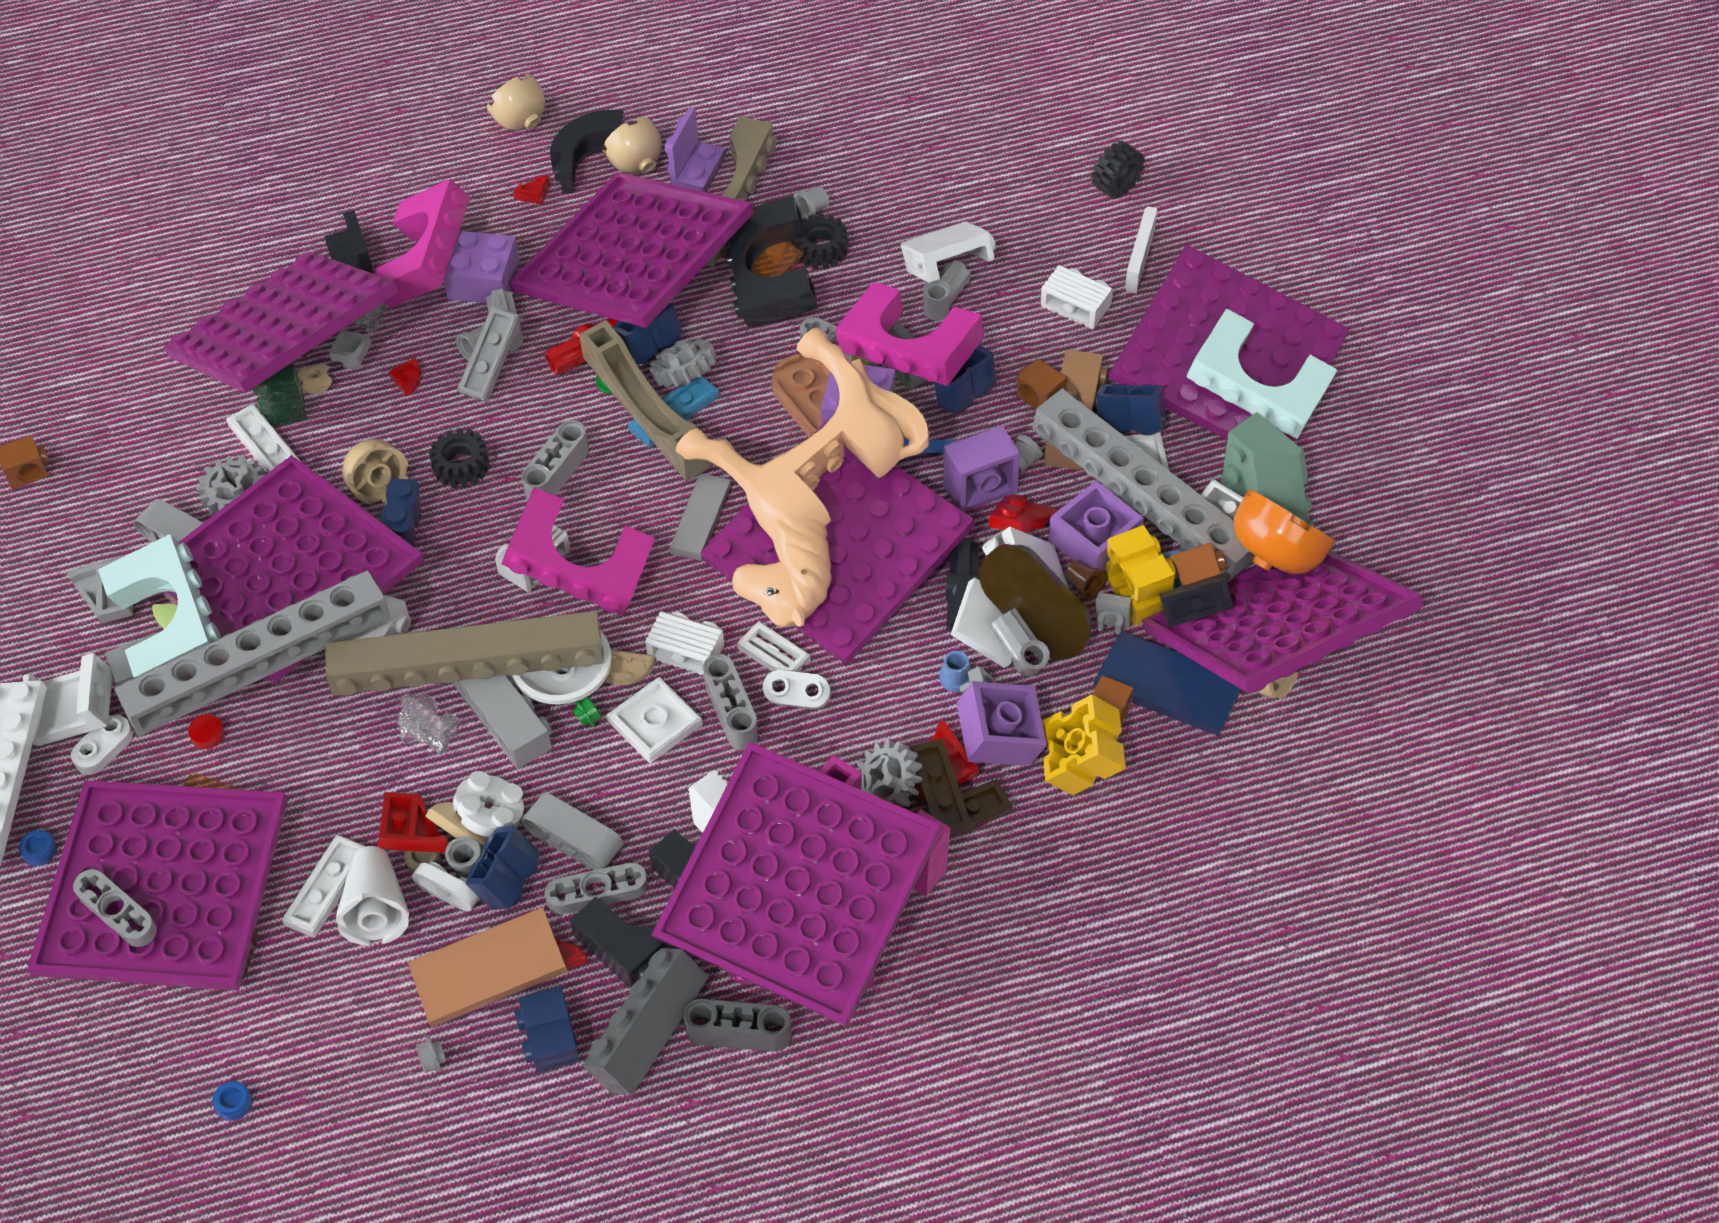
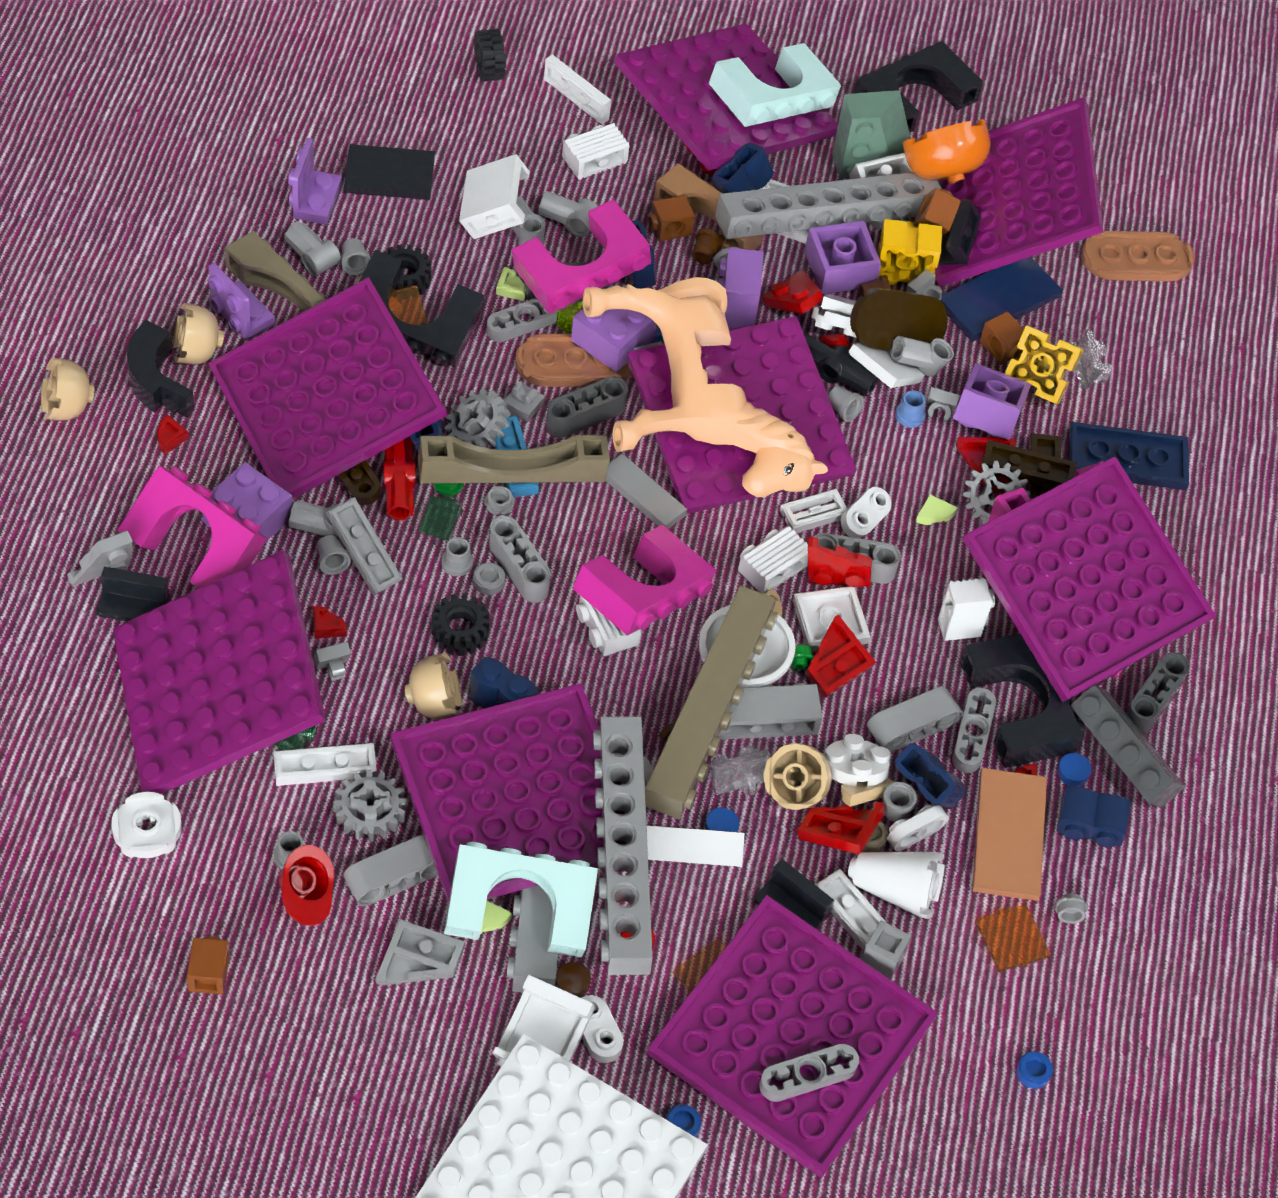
camera: 70 degrees left, 0 degrees up
(121, 481) = (307, 885): none -> red piece
(138, 377) = (152, 842): none -> white plate
(161, 461) = (287, 839): none -> light grey piece
(286, 917) = (886, 949): none -> light grey panel
(310, 827) = (797, 894): none -> black panel
(324, 724) = (695, 846): none -> white tile
(364, 395) = (333, 659): none -> light grey tile
(365, 738) = (722, 820): none -> blue tile
(367, 209) = (109, 552): none -> light grey wing
(374, 1022) = (1012, 938): none -> clear orange piece
(436, 764) = (797, 776): none -> tan cylinder
(523, 454) = (489, 578): none -> light grey tile
(532, 424) = (457, 564): none -> light grey piece
(564, 323) = (361, 479): none -> dark brown plate
(564, 390) = (441, 517): none -> clear green bracket
(600, 741) = (838, 659): none -> red wing
(602, 993) = (1074, 769): none -> blue tile
(609, 418) = (501, 495): none -> light grey plate
(700, 686) = (837, 566): none -> red wing
(741, 387) = (524, 401): none -> light grey tile
(759, 427) = (586, 407): none -> dark grey beam
(796, 172) = (315, 253): none -> light grey piece
(843, 745) = (936, 511): none -> yellowish green tile
(860, 134) = (312, 190): none -> medium lavender bracket
(919, 615) = (846, 403): none -> light grey piece
(932, 180) = (389, 172): none -> black tile
(984, 302) = (568, 212): none -> light grey piece
(1023, 426) = (706, 245): none -> reddish brown piece
(1045, 882) = (1144, 455): none -> dark blue tile
(1154, 783) = (1089, 366): none -> clear hips
(1334, 780) = (1137, 256): none -> nougat tile
(1360, 466) = (934, 67): none -> black arch

